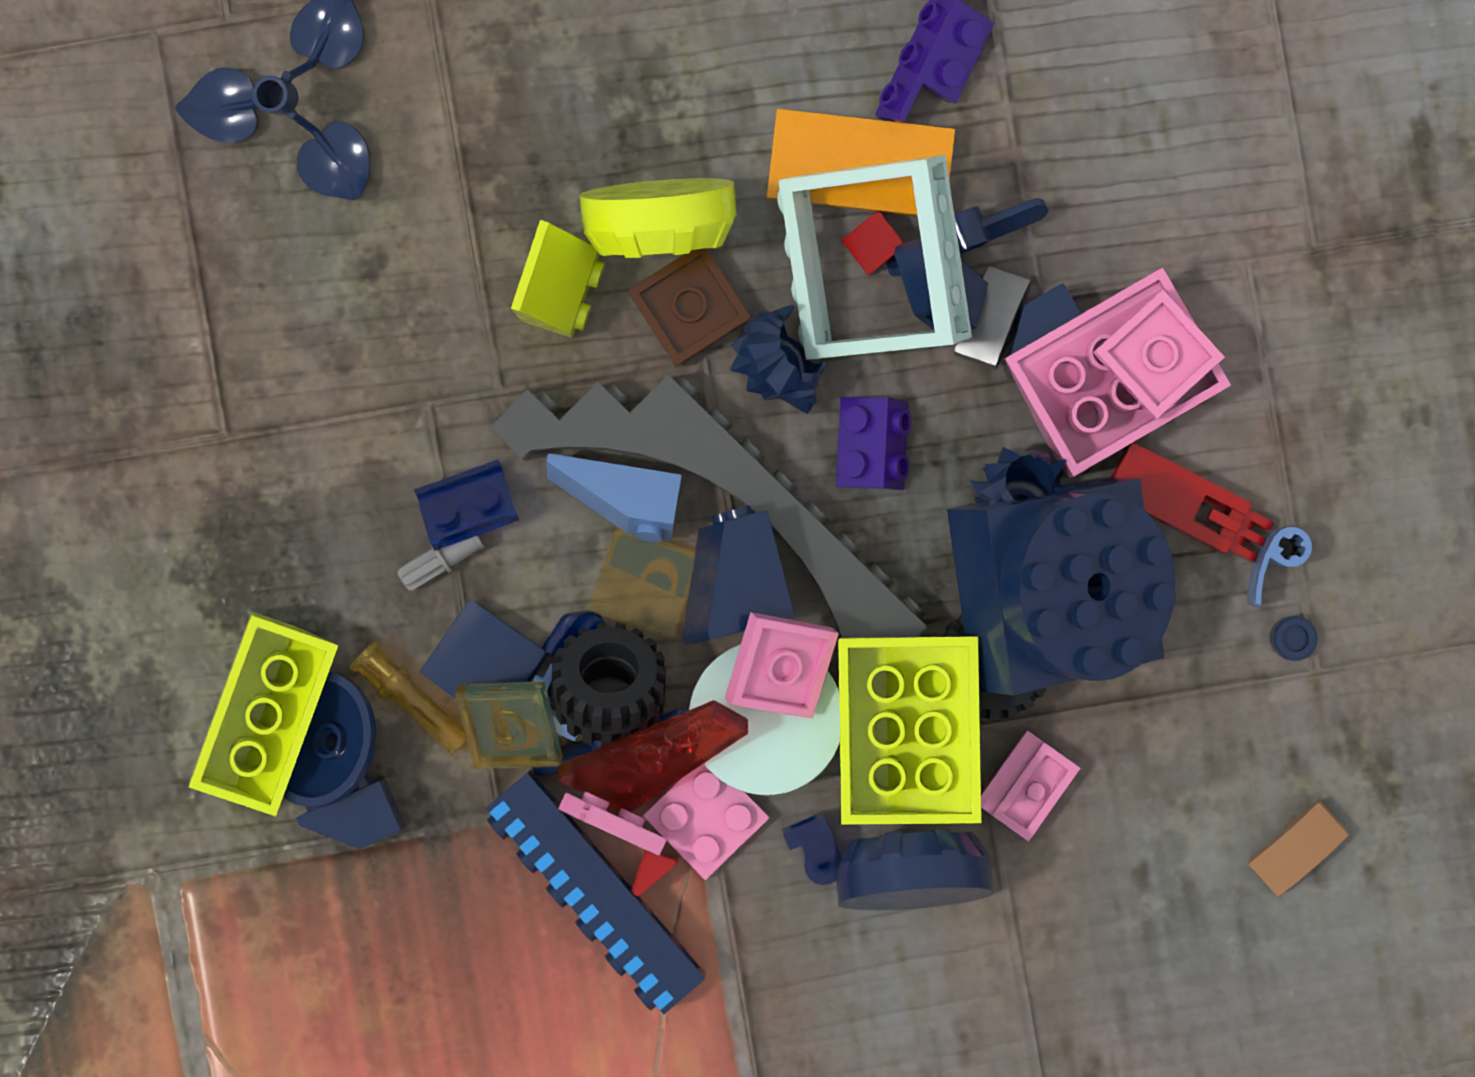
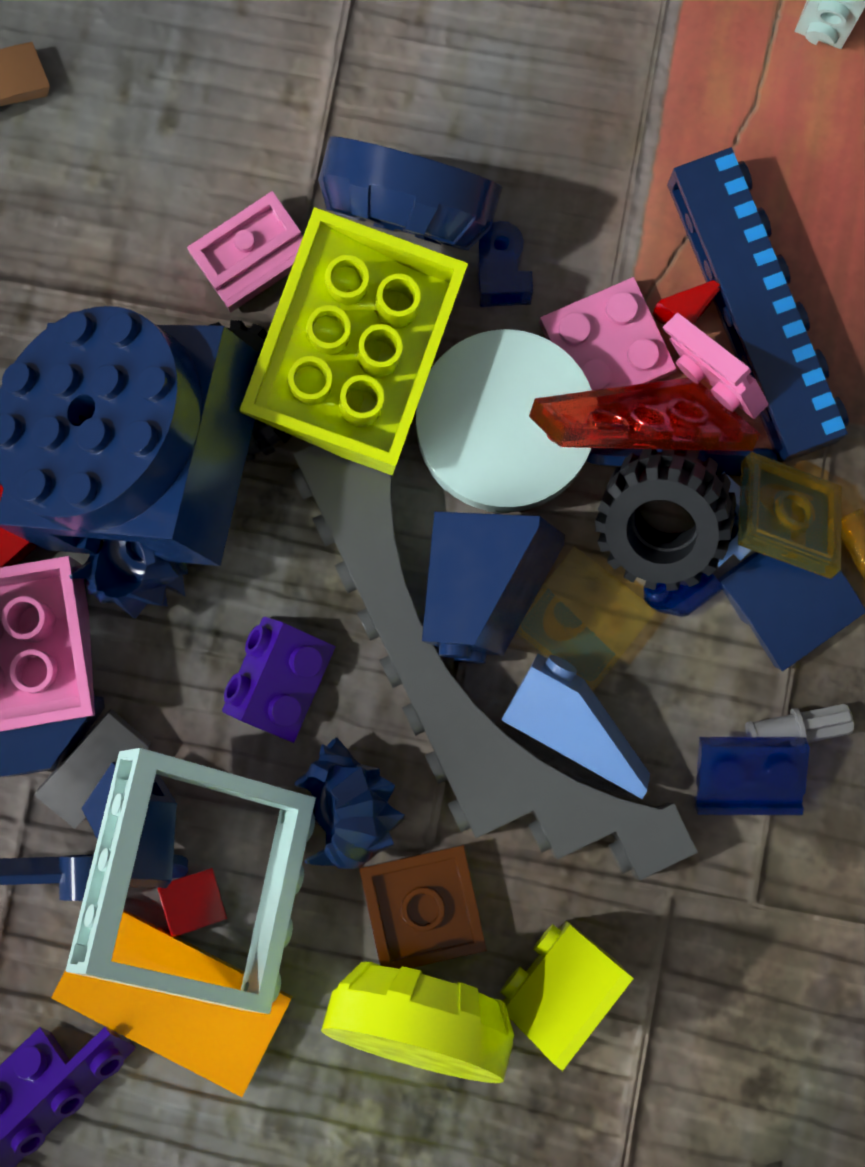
camera: 165 degrees left, 5 degrees down
(781, 665) = (470, 462): bright pink plate -> none

